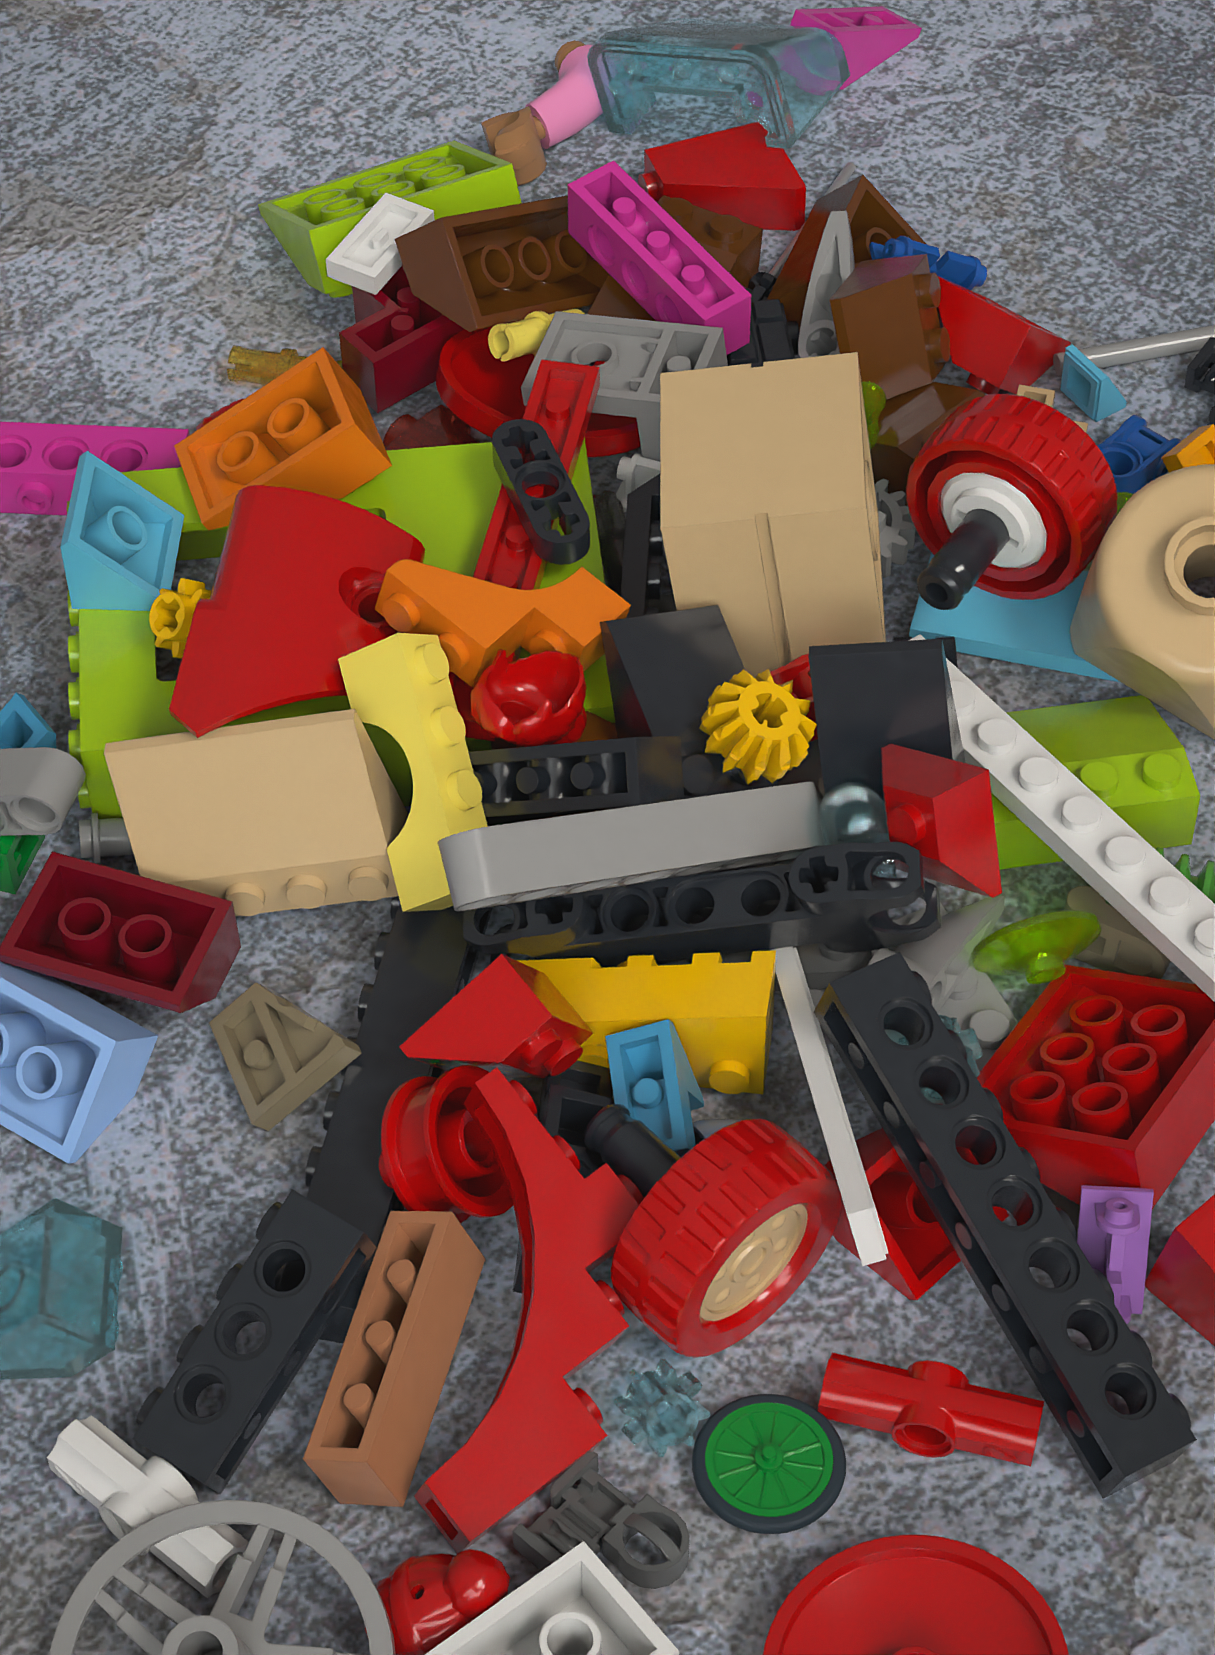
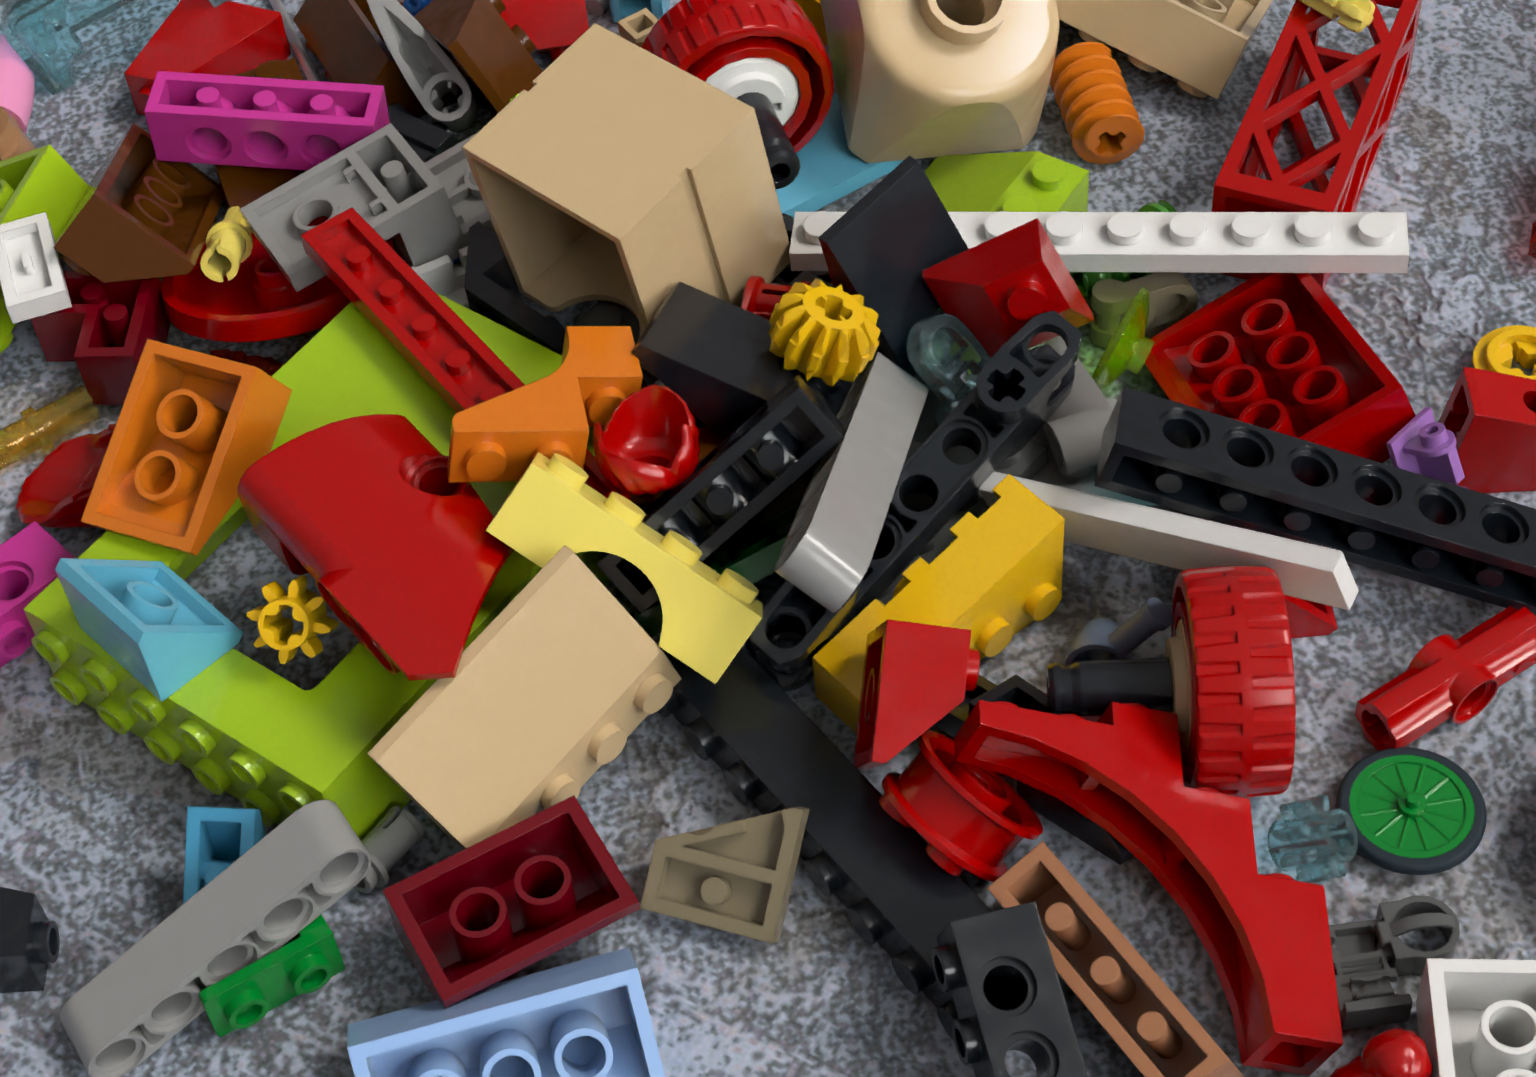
camera: 45 degrees left, 0 degrees up
(535, 512) = (494, 333): black beam -> none
(655, 1081) = (1026, 639): dark azure slope -> none

